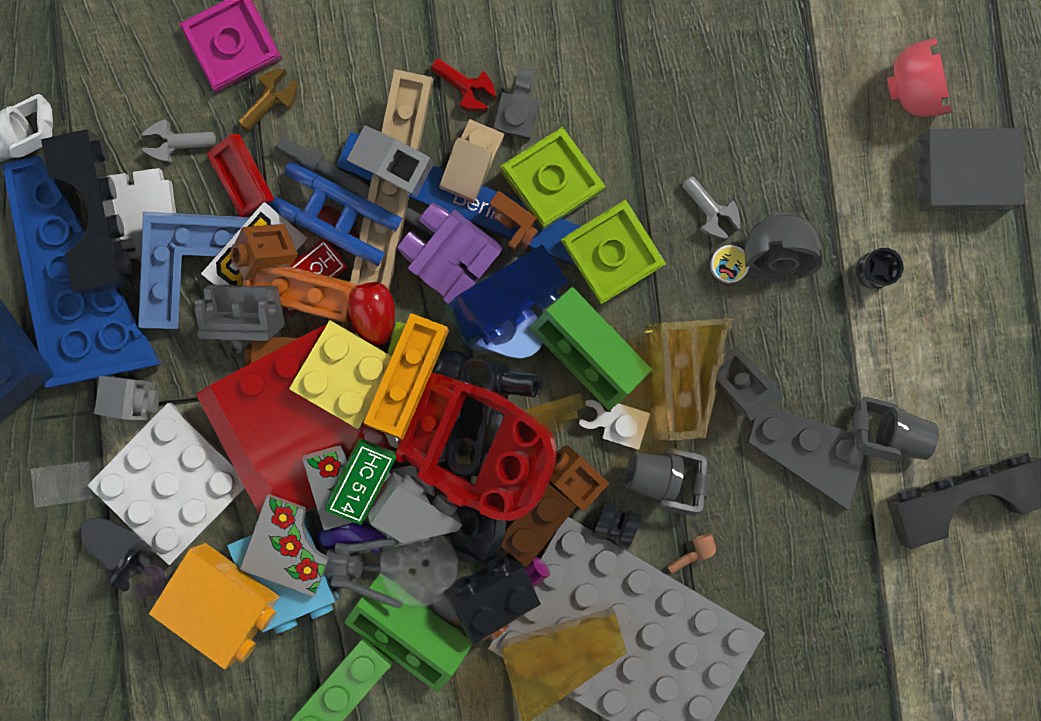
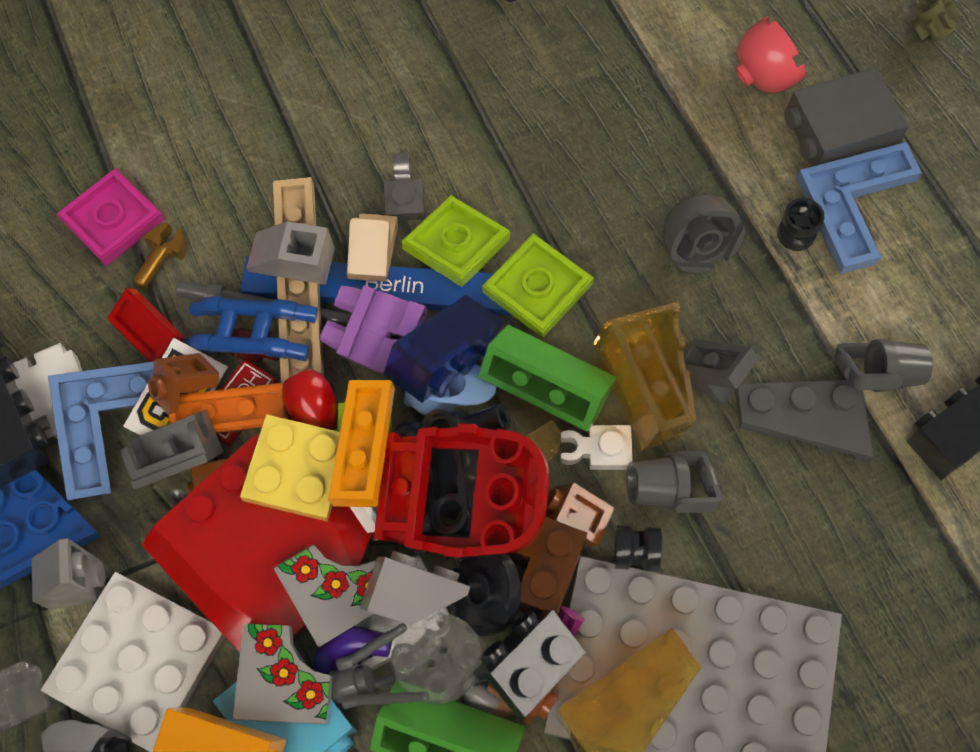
camera: 10 degrees left, 20 degrees down
(175, 141) = (70, 318): light grey bar -> none
(360, 481) = (343, 574): green tile -> none
(465, 85) = (350, 189): red bar -> none
(511, 214) = (429, 275): dark orange bracket -> none
(704, 548) = (740, 545): nougat hand -> none
(712, 209) = (621, 226): light grey bar -> none
(728, 264) = (655, 267): tile -> none
(923, 239) = (836, 186): none -> medium blue plate

